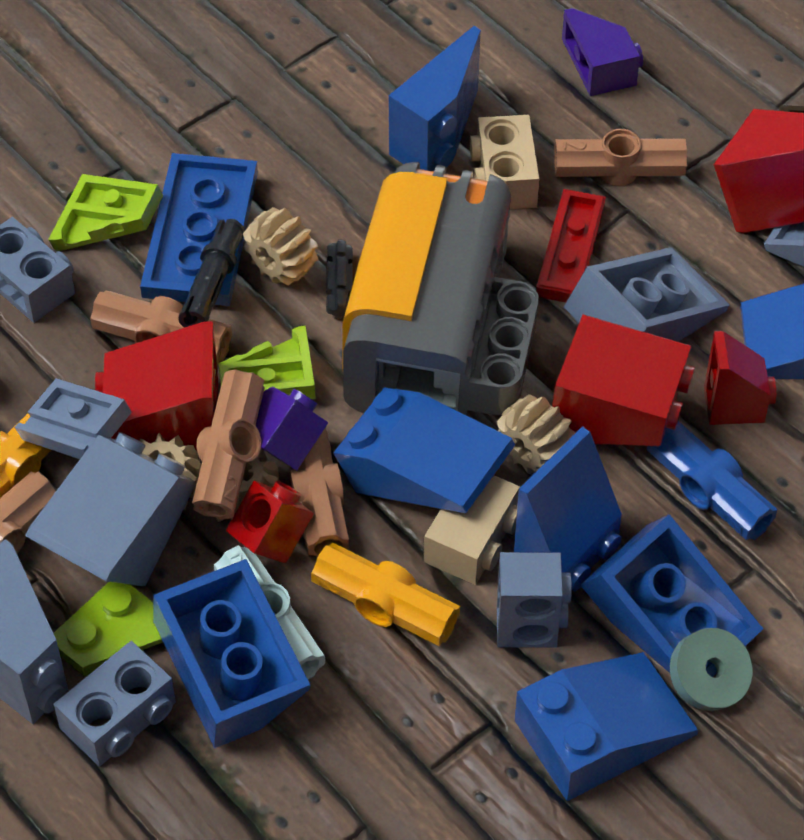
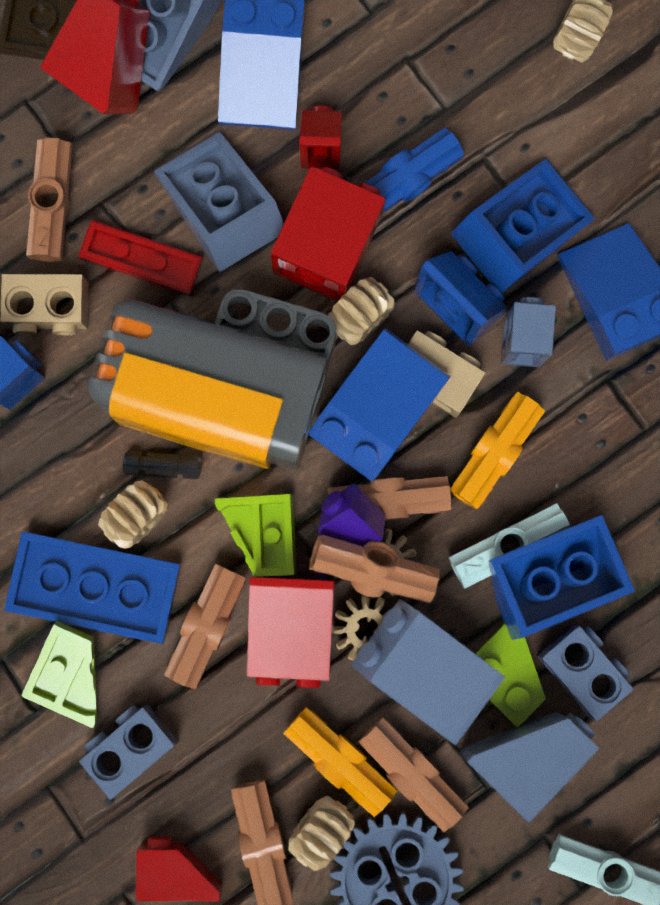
camera: 85 degrees left, 30 degrees up
(72, 417) = (330, 704): sand blue plate -> none
(217, 261) = (178, 581): black pin -> none
(270, 520) = (432, 538): red brick -> none
(690, 673) = (572, 211): sand green piece -> none

